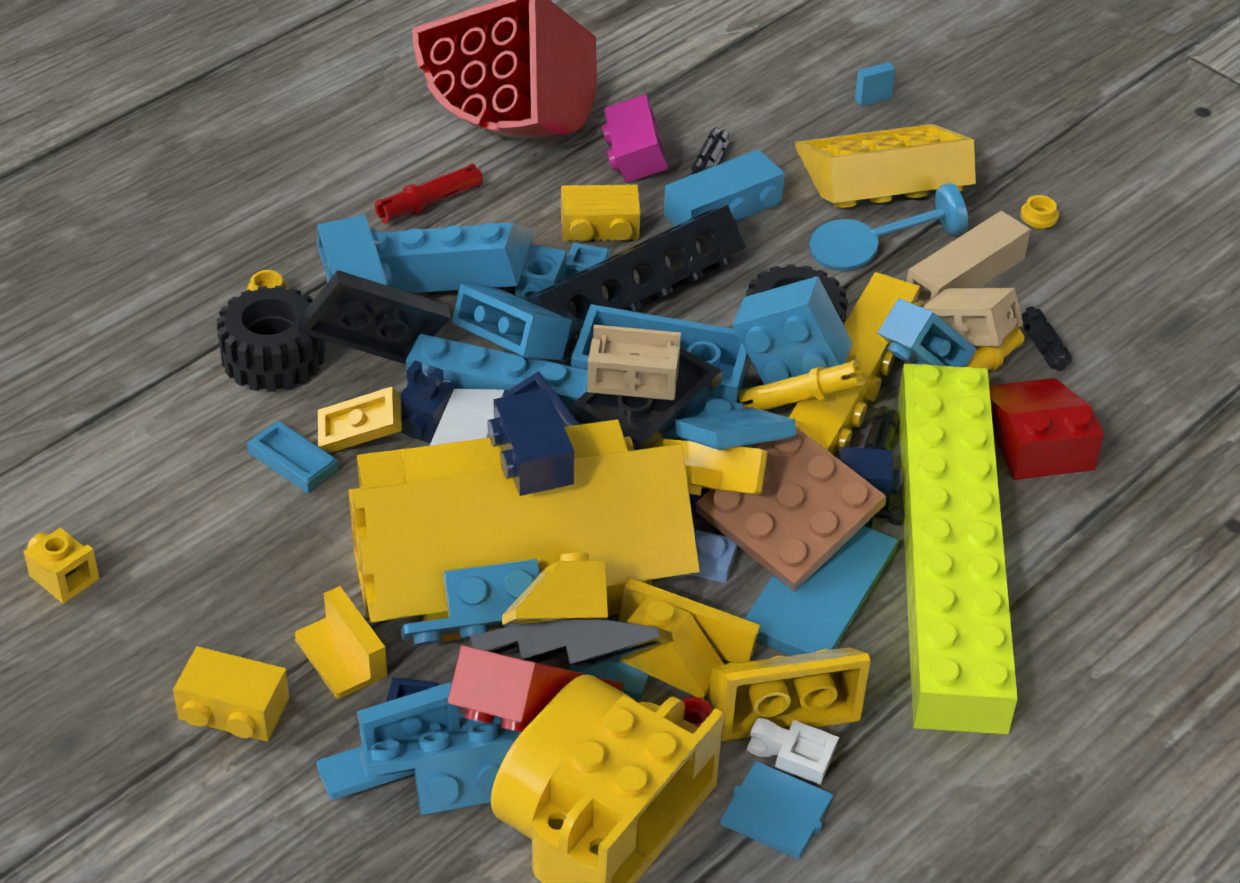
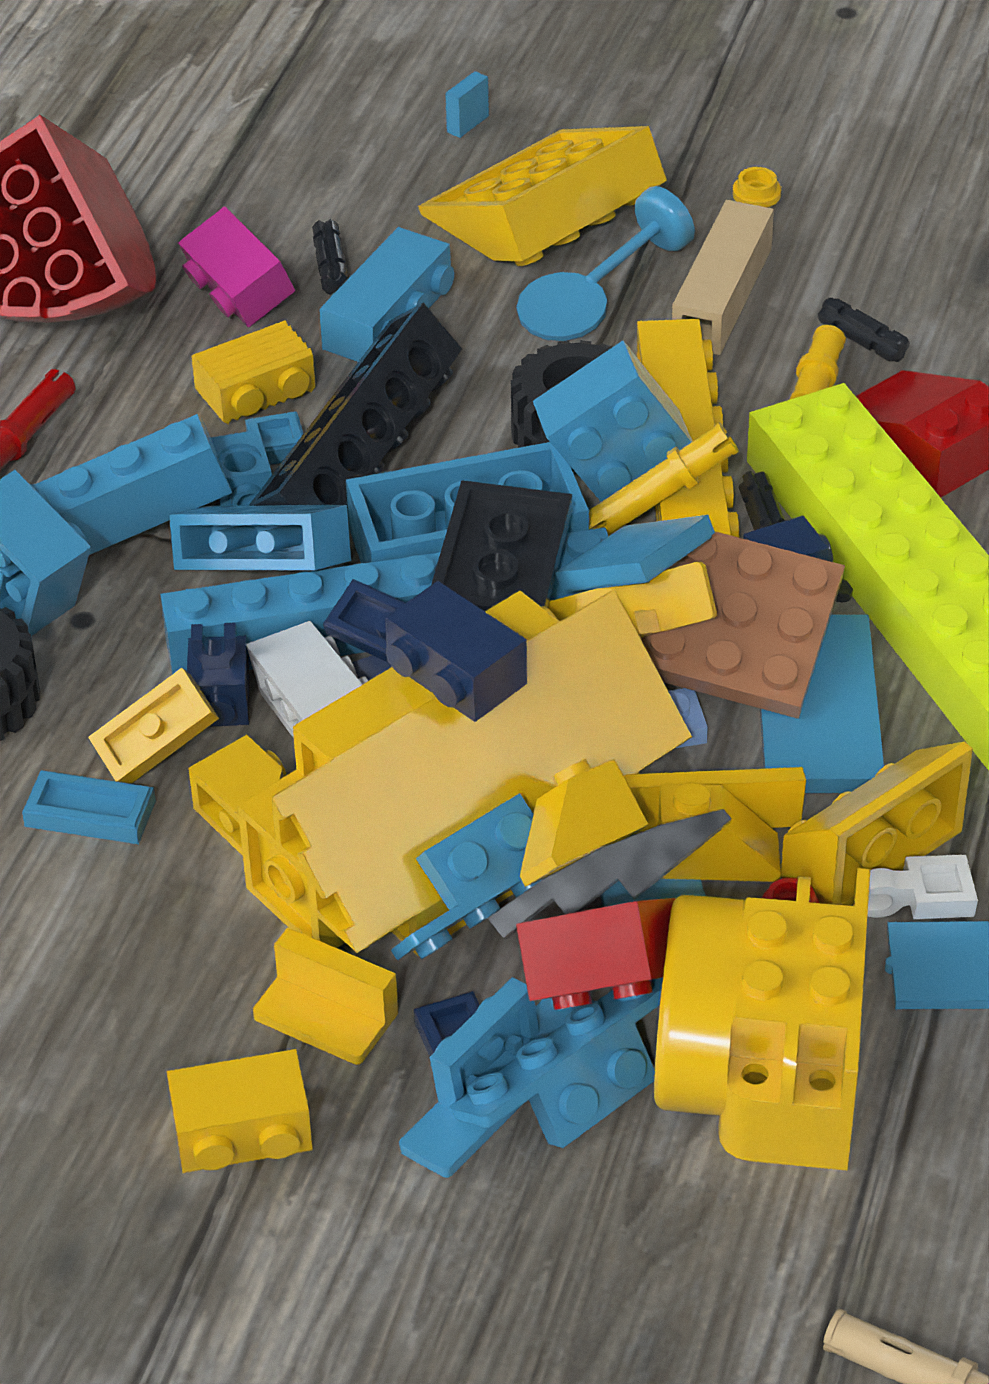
camera: 25 degrees left, 0 degrees up
(371, 317) = (98, 594): black plate -> none
(633, 362) = (475, 521): tan hinge -> none
(924, 337) = (753, 372): dark azure brick -> none
(978, 314) = (780, 332): tan hinge -> none

